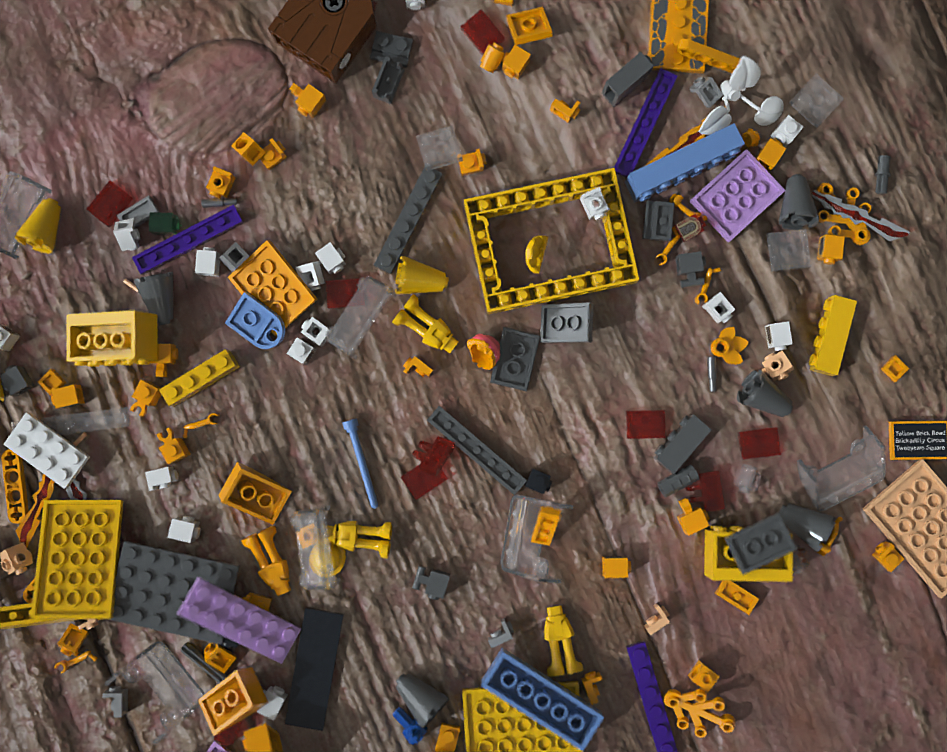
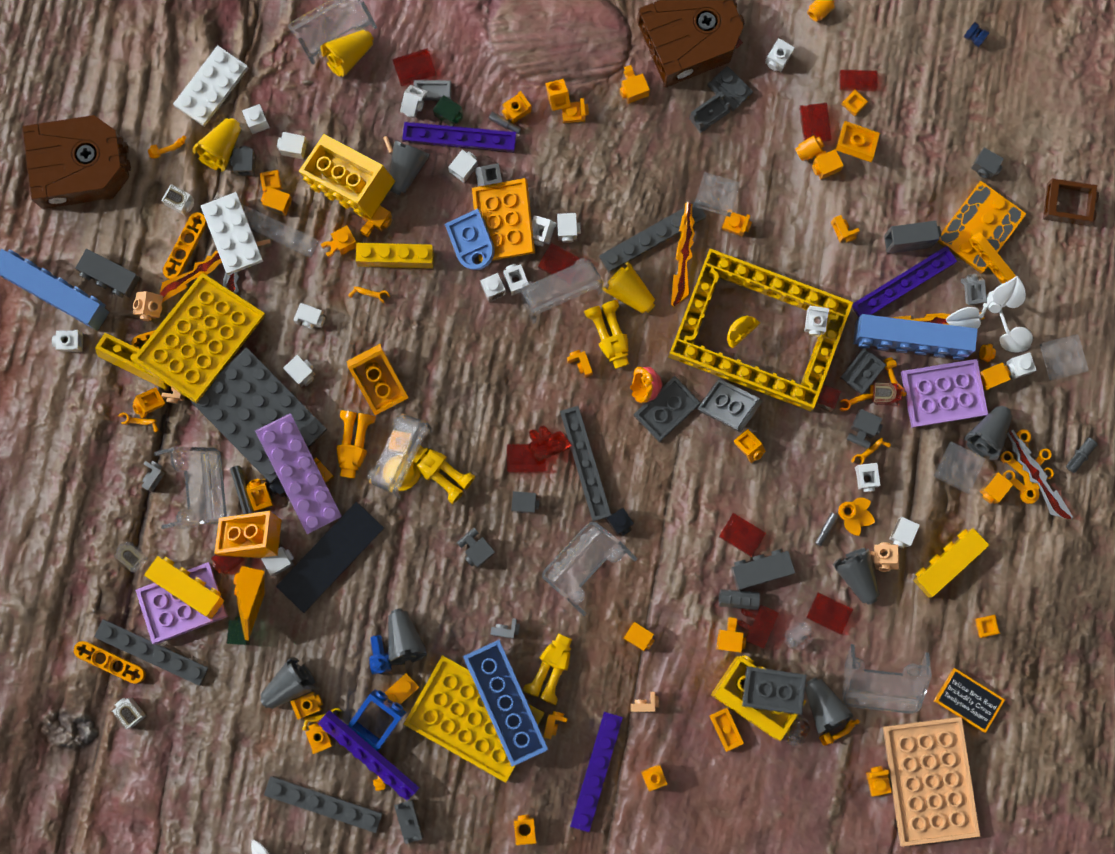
camera: 30 degrees right, 5 degrees down
(49, 339) = (292, 145): none -> white brick
(173, 448) = (335, 298): light orange brick -> none
(351, 428) = (492, 376): medium blue piece -> none
(444, 218) = (680, 281): none -> light orange sword
(447, 517) = (524, 502): none -> dark grey brick
(545, 525) = (602, 560): light orange plate -> none
(604, 345) = (750, 446): none -> light orange bracket
(645, 263) = (827, 398): none -> clear red brick
(677, 701) = (629, 803): light orange plant -> none

